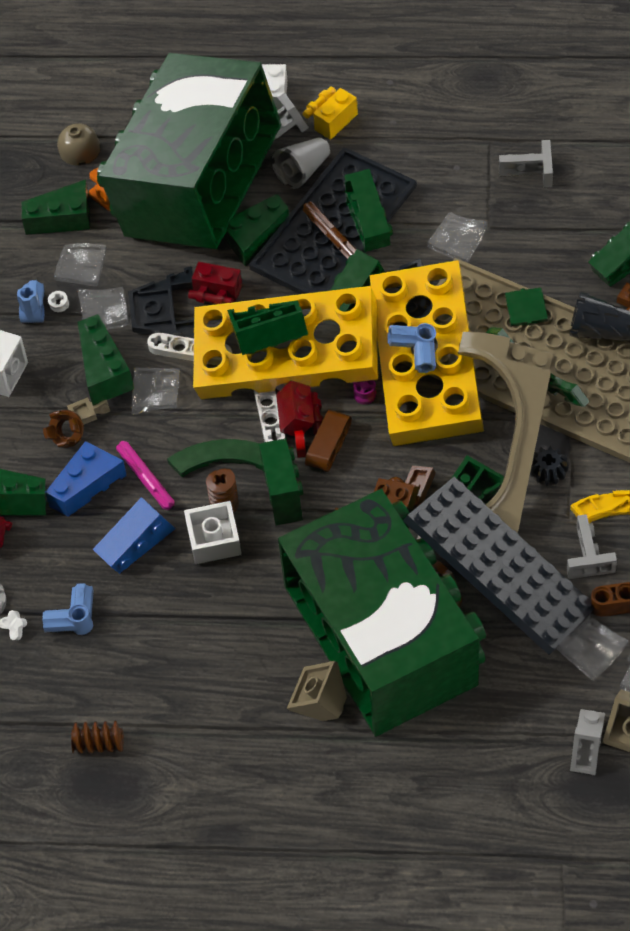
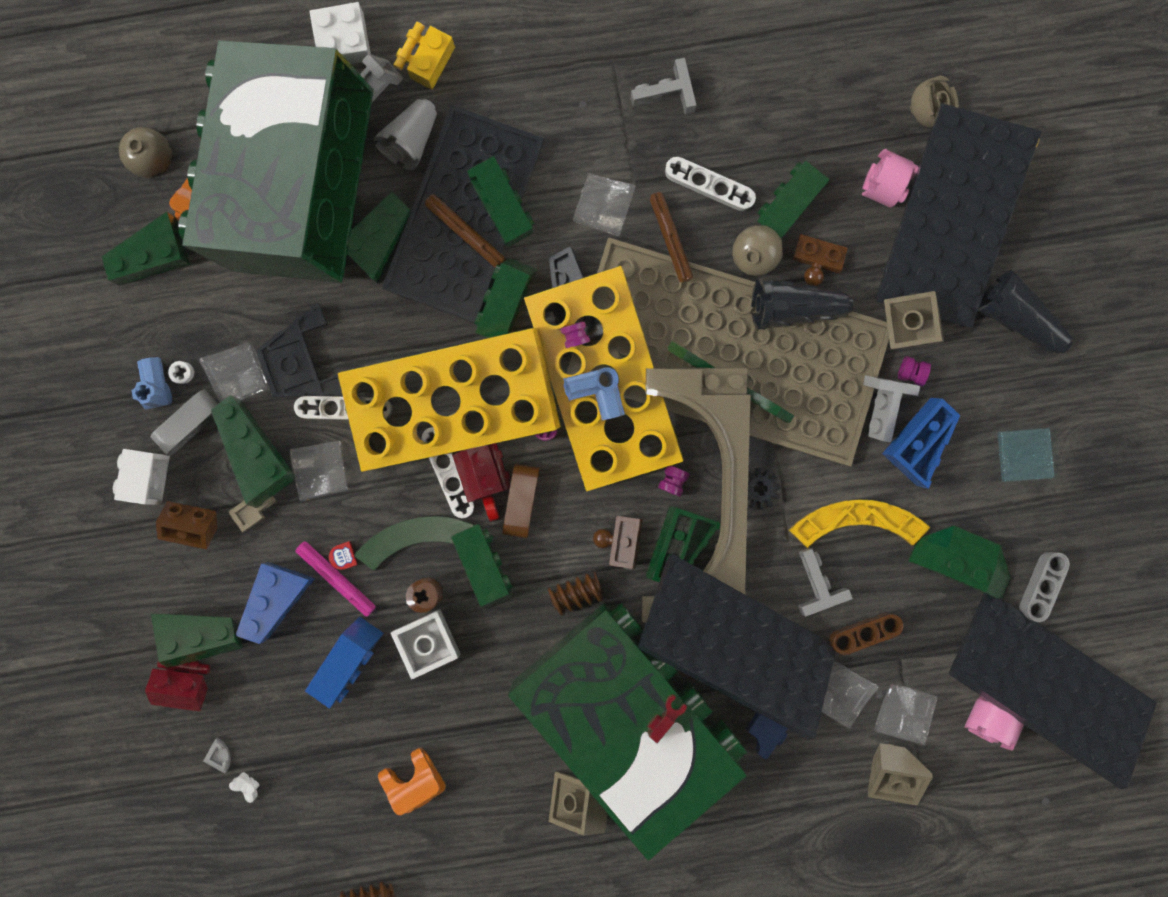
camera: 20 degrees left, 30 degrees up
(27, 406) = (186, 525): none -> reddish brown brick
(51, 335) = (185, 423): none -> light grey beam
(54, 430) = (225, 545): reddish brown piece -> none
(69, 618) = (298, 772): medium blue piece -> none
(81, 263) = (192, 319): clear plate -> none
(156, 459) = (343, 556): none -> tile
(169, 653) = (420, 790): none -> orange piece
(215, 284) = (351, 319): dark red brick -> none
(268, 326) = (427, 408): dark green wedge -> none
(398, 491) = (607, 560): reddish brown plate -> none
(406, 301) = (575, 334): none -> magenta wheel
(412, 575) = (661, 724): none -> dark red plate
(471, 446) = (674, 481): none -> magenta wheel
(510, 265) = (671, 237): none -> reddish brown axle
(516, 661) = (767, 734): none -> dark blue brick
(526, 306) = (701, 292): dark green piece -> none
(552, 239) = (707, 188): none -> white beam
(584, 278) = (757, 250): none -> dark tan cylinder
(587, 741) = (856, 802): light grey bracket -> none

